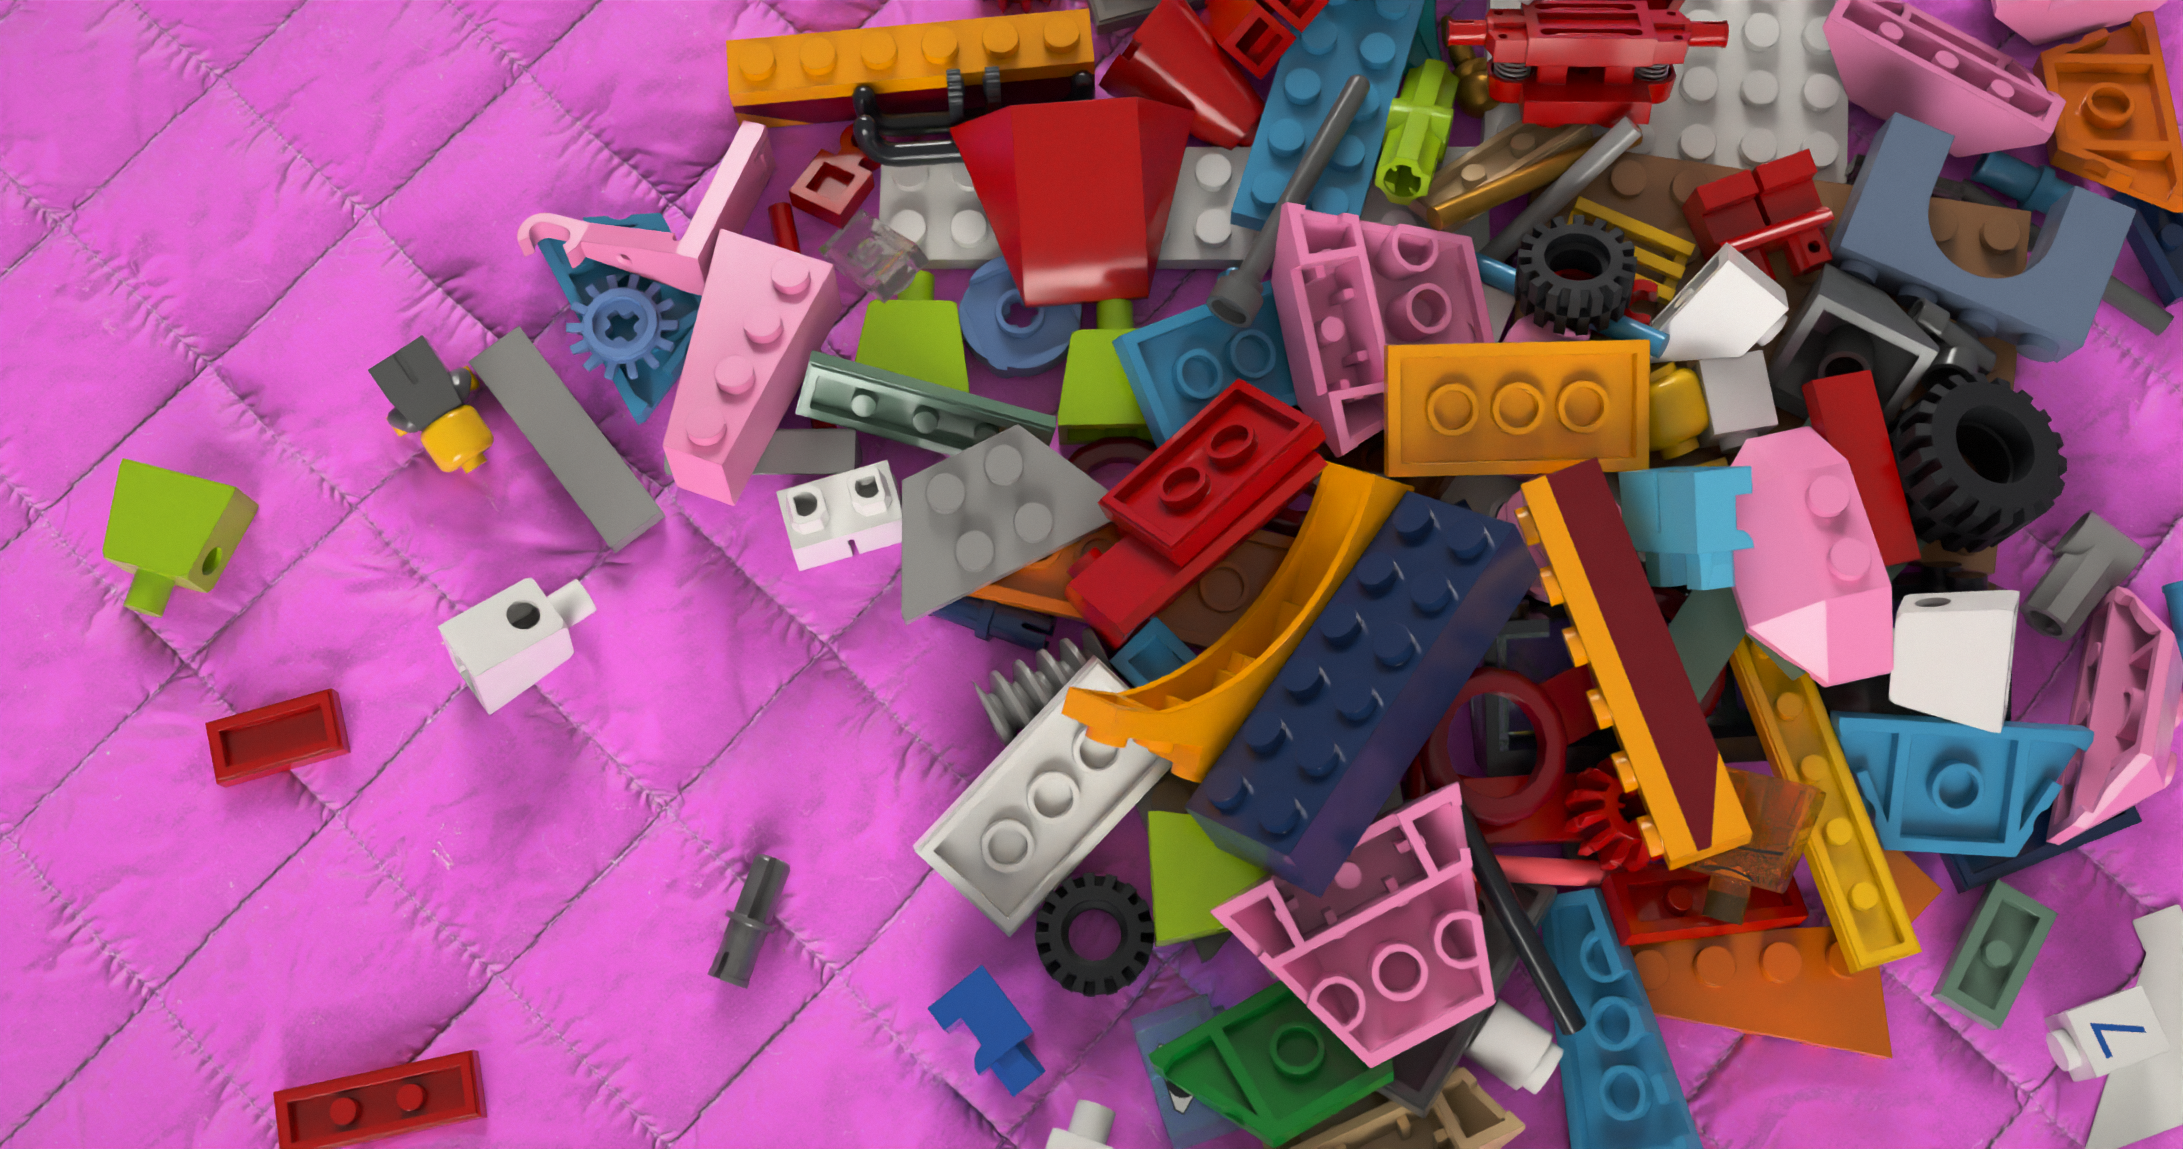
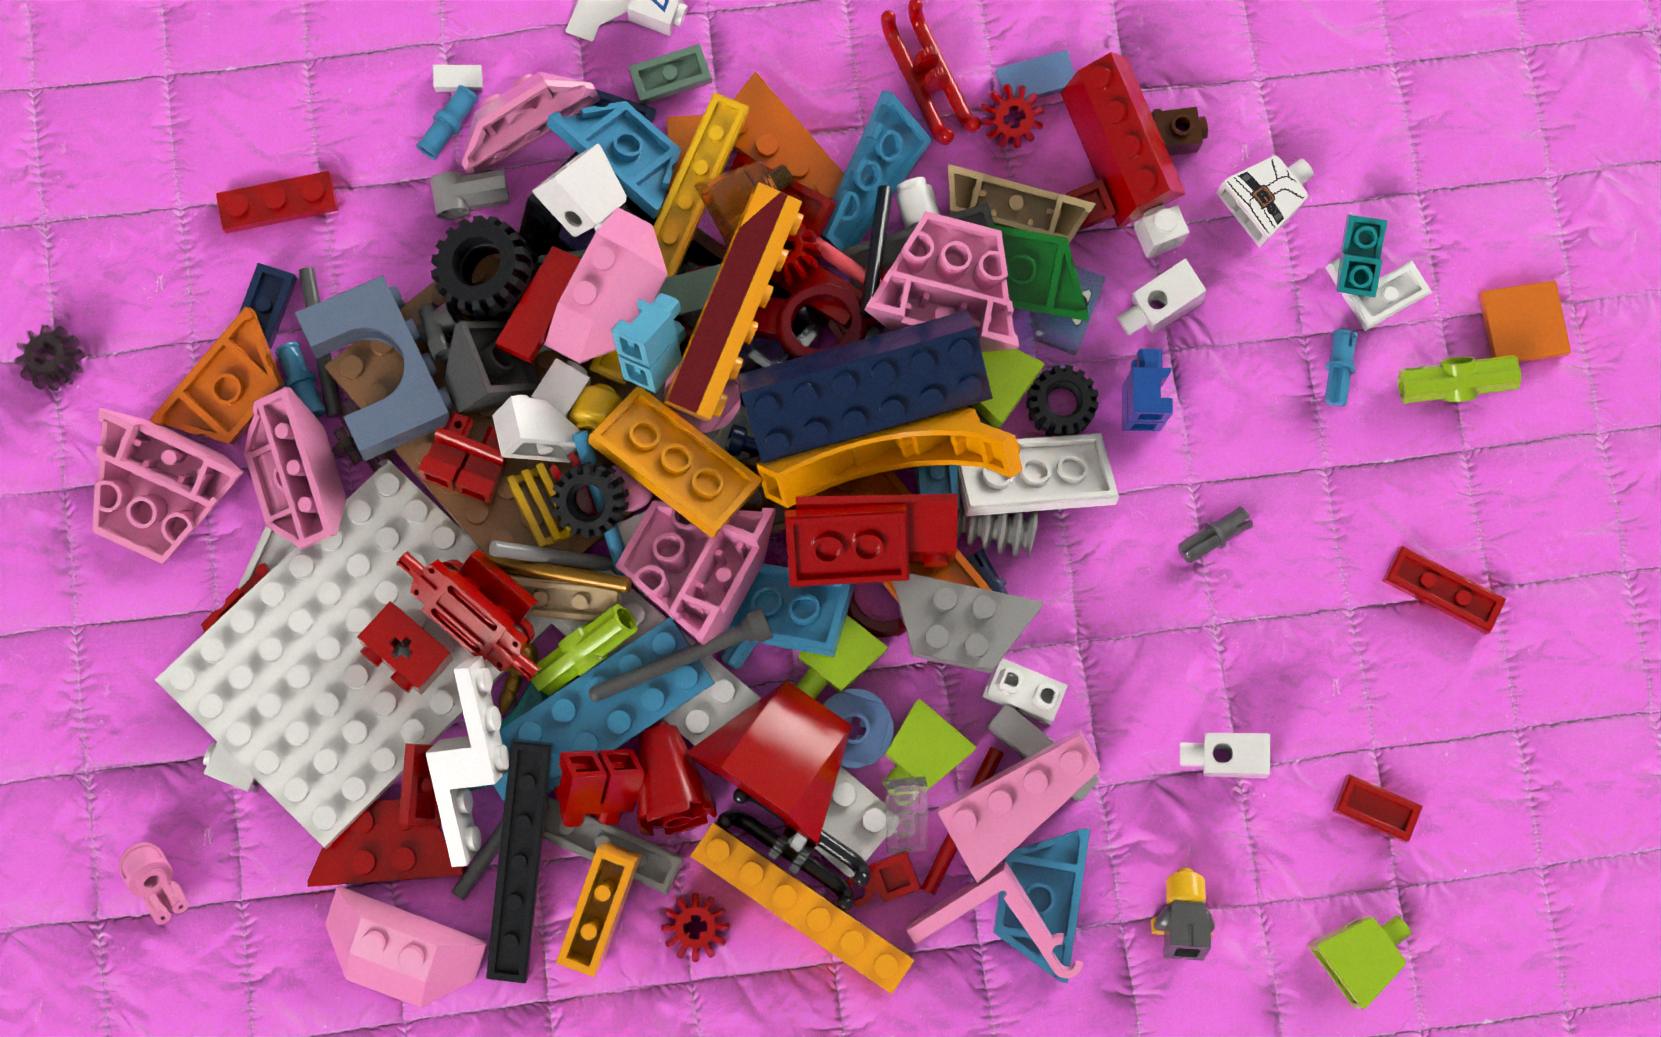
camera: 150 degrees left, 5 degrees up
(567, 439) = (1128, 851): light grey tile -> none
(626, 303) = (1050, 893): medium blue gear -> none
(908, 407) = (949, 709): sand green tile -> none

